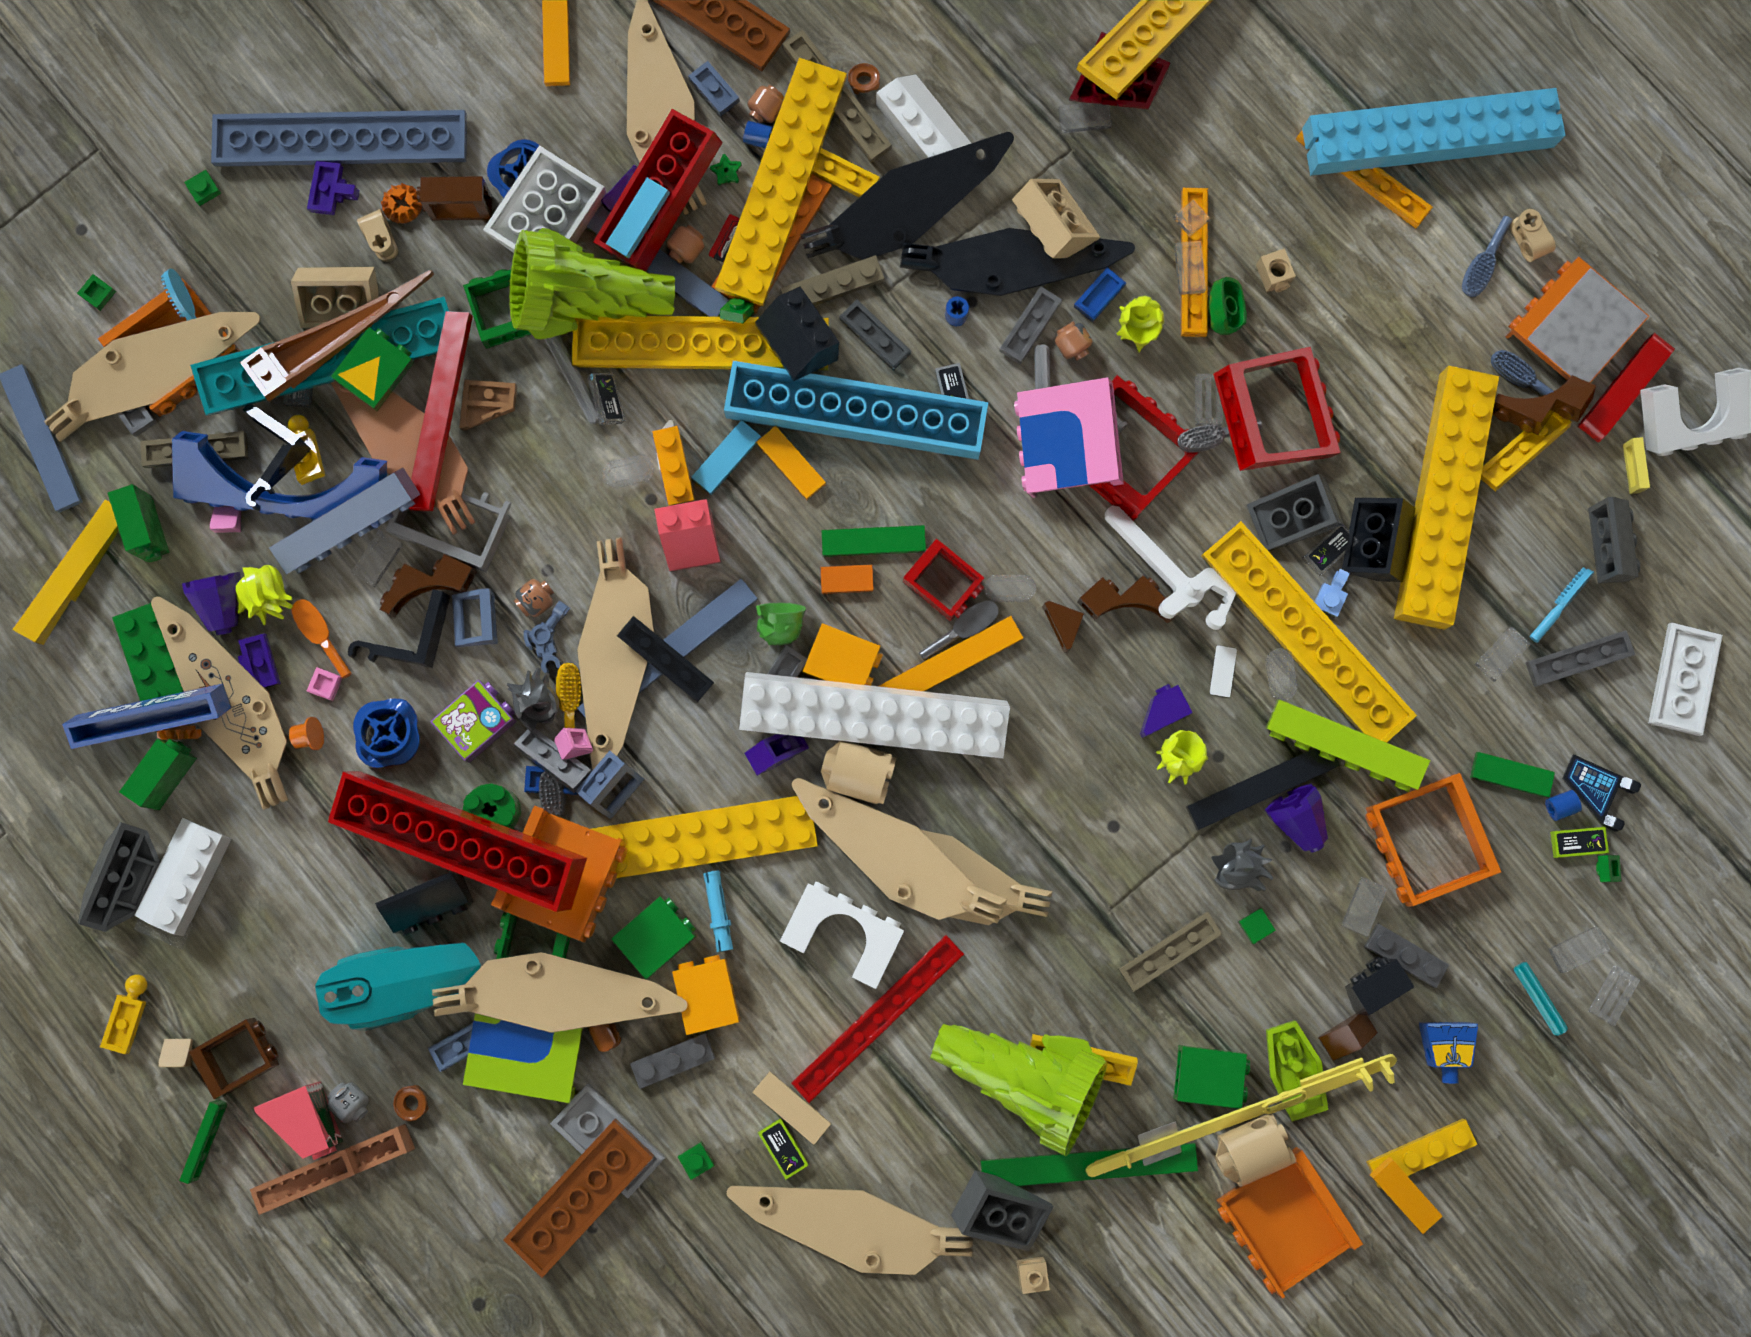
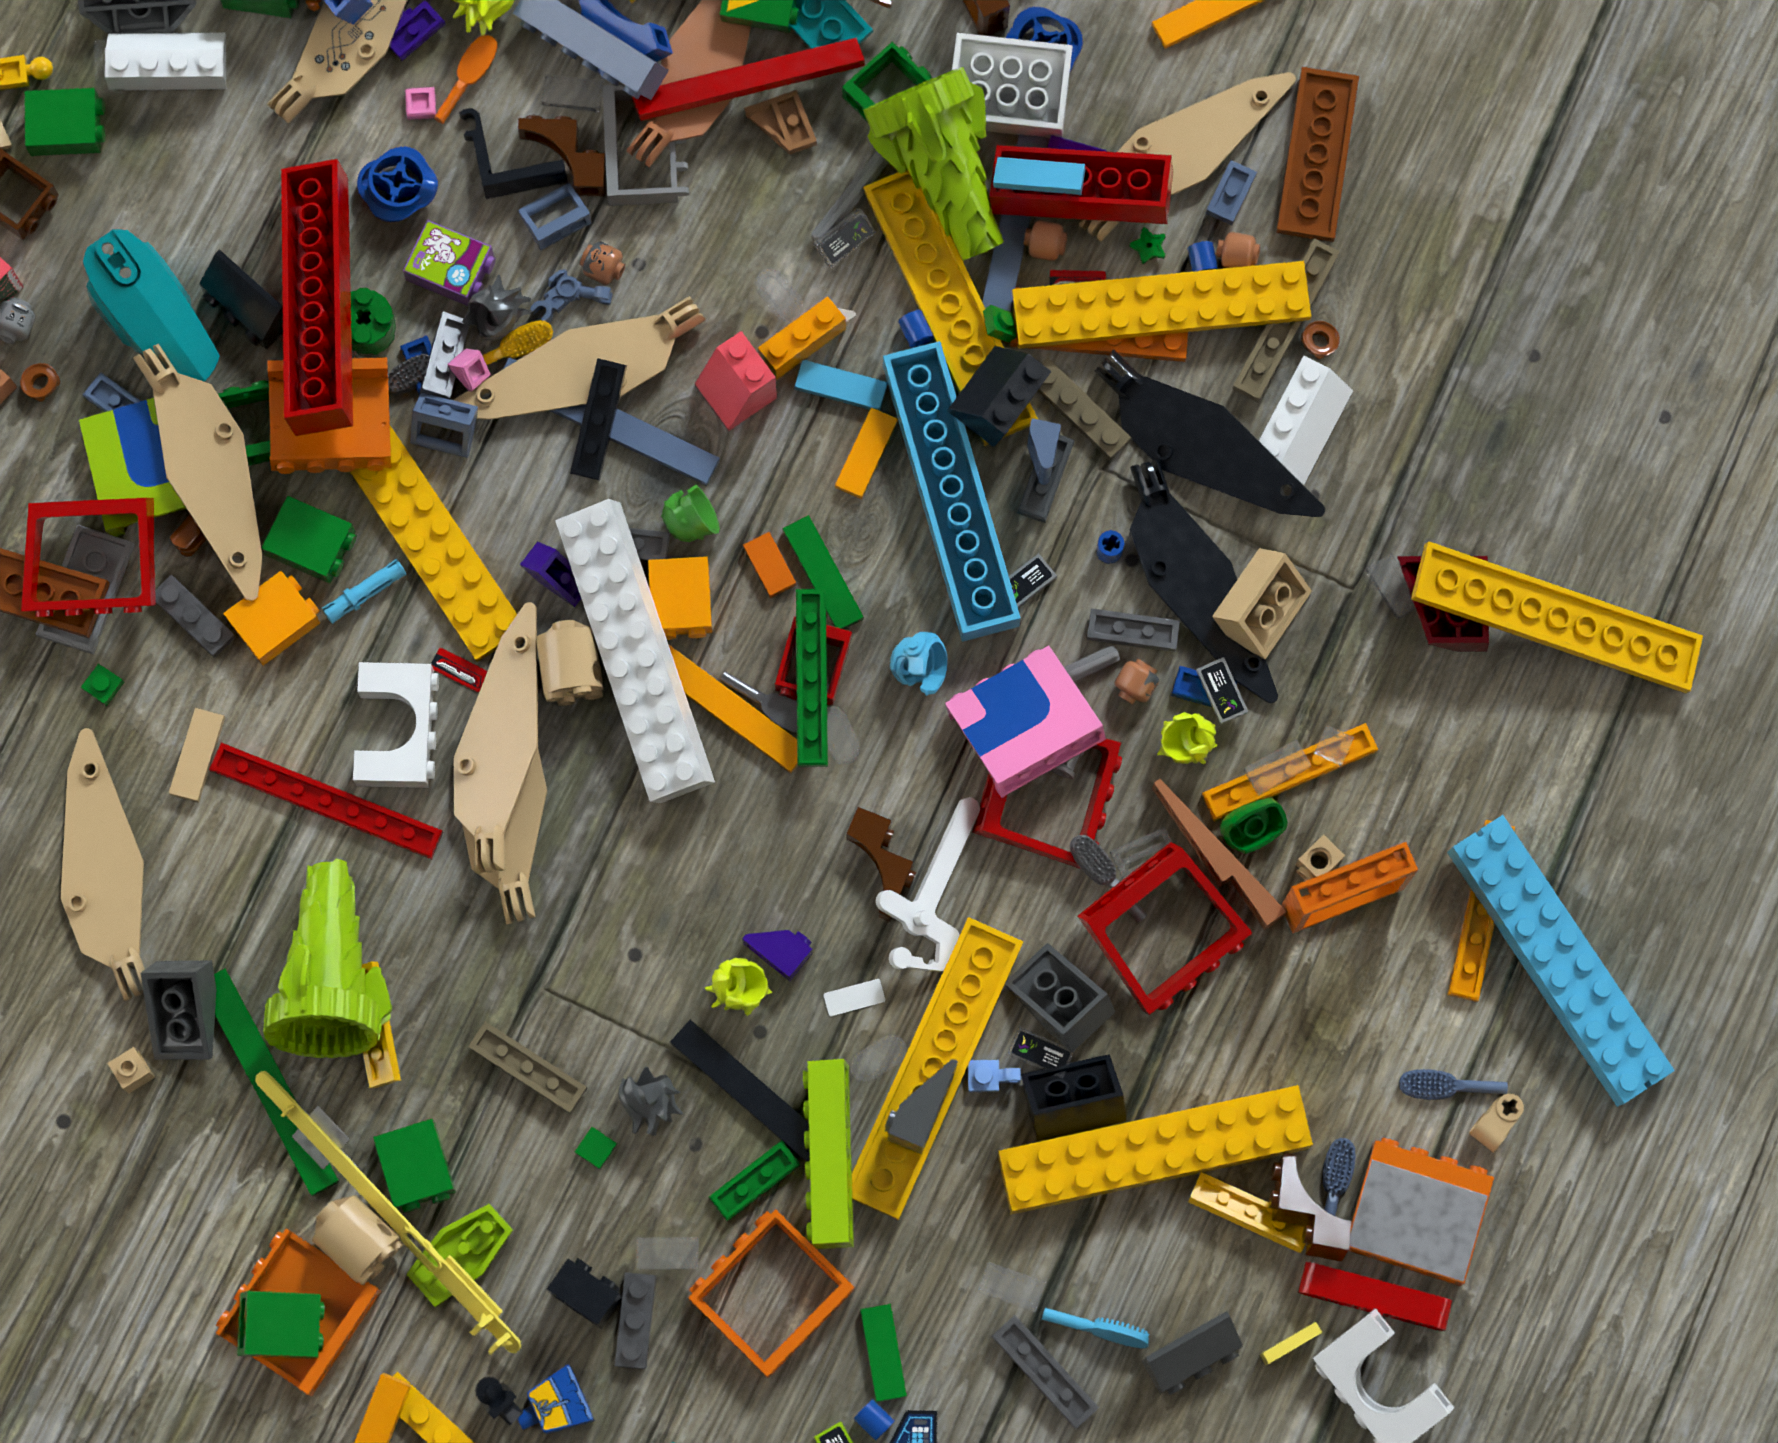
camera: 65 degrees right, 5 degrees down
(193, 986) = (63, 121): none -> green brick
(307, 734) = (361, 110): orange piece -> none
(528, 1149) = (35, 521): none -> red windscreen
(708, 378) = (916, 329): none -> blue gear
(783, 1148) = (152, 765): tile -> none
(817, 863) = (459, 669): none -> sticker
(843, 173) = (1204, 364): yellow plate -> none
(859, 321) = (1042, 447): none -> sand blue tile
(960, 585) = (811, 678): none -> green tile
(982, 495) = (920, 660): none -> medium azure helmet
(1064, 623) = (824, 807): reddish brown slope -> none
(1111, 280) = (1222, 691): none -> tile
(1241, 345) = (1220, 860): none -> nougat slope
(1298, 1243) = (280, 1325): none -> green brick
(1301, 817) = (728, 1140): dark purple cone -> none
(1320, 252) = (1349, 887): none -> orange window
(1336, 813) = (754, 1181): none -> green tile
(1348, 656) = (917, 1114): none -> dark grey slope
(1348, 1036) = (523, 1294): reddish brown slope -> none
(1432, 1091) = (498, 1399): none -> black hips

